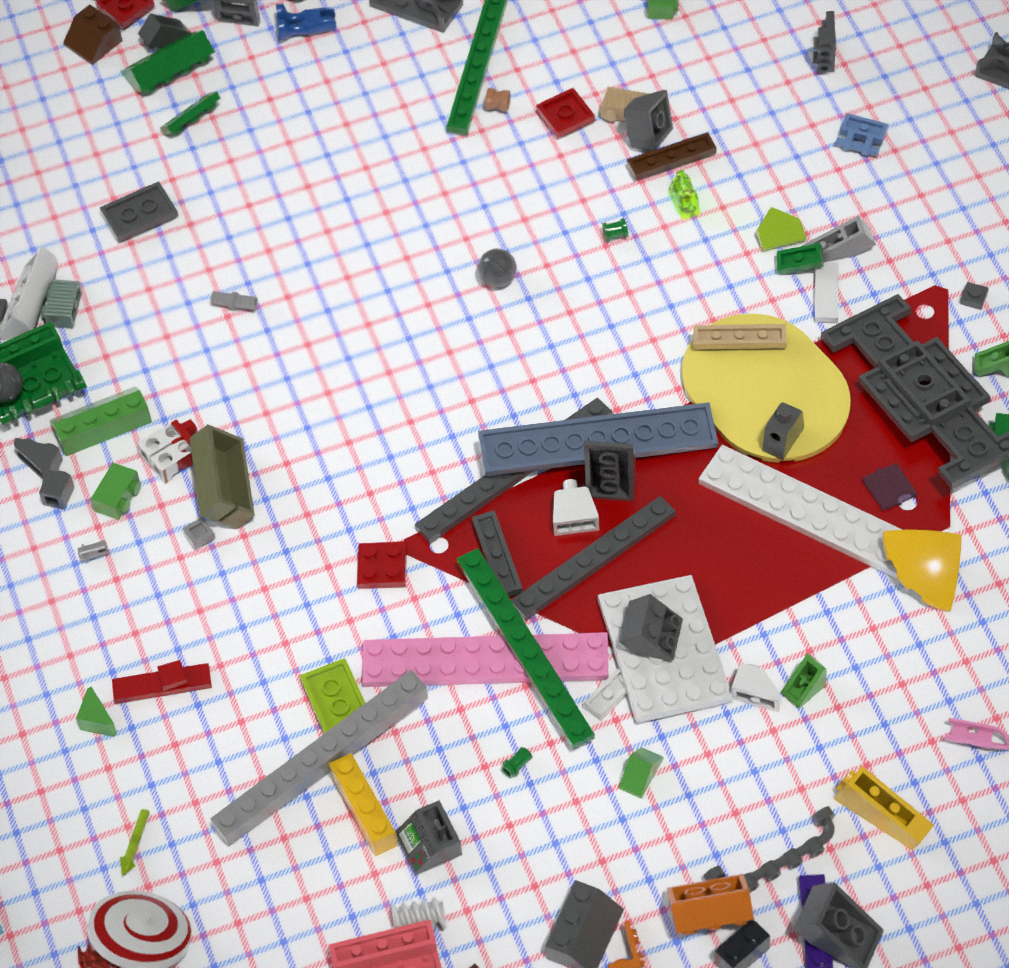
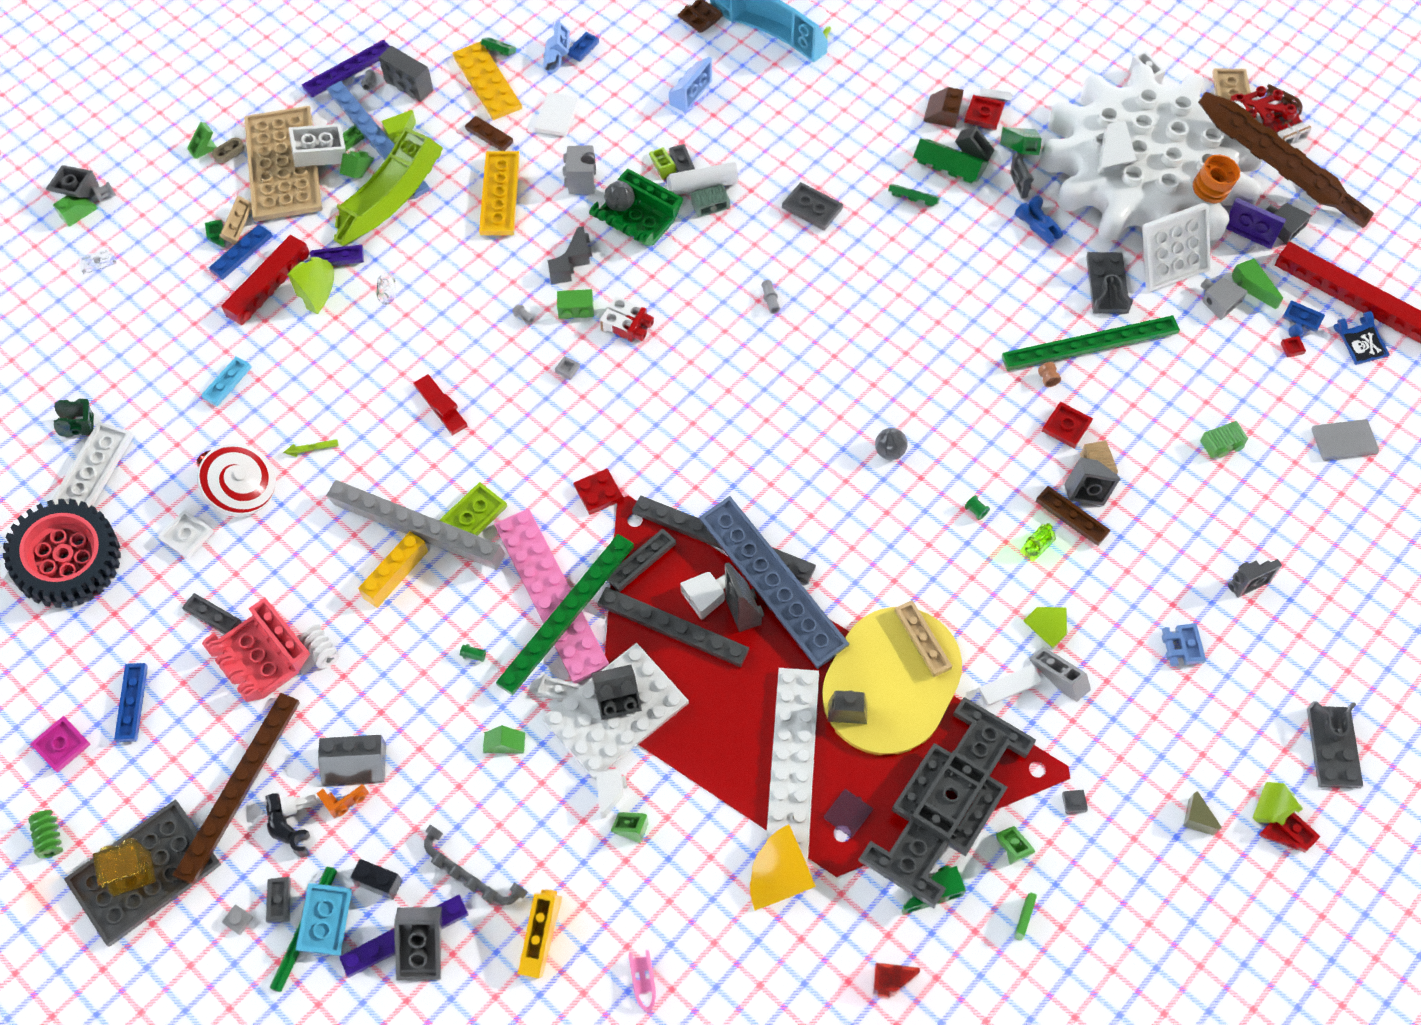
camera: 60 degrees right, 5 degrees up
(93, 716) = (396, 376): bright green slope -> none
(101, 420) = (628, 267): bright green slope -> none
(221, 476) = (612, 357): olive piece -> none
(429, 838) = (384, 624): dark grey slope -> none
(710, 904) = (398, 837): orange brick -> none
(800, 258) = (1027, 650): green plate -> none

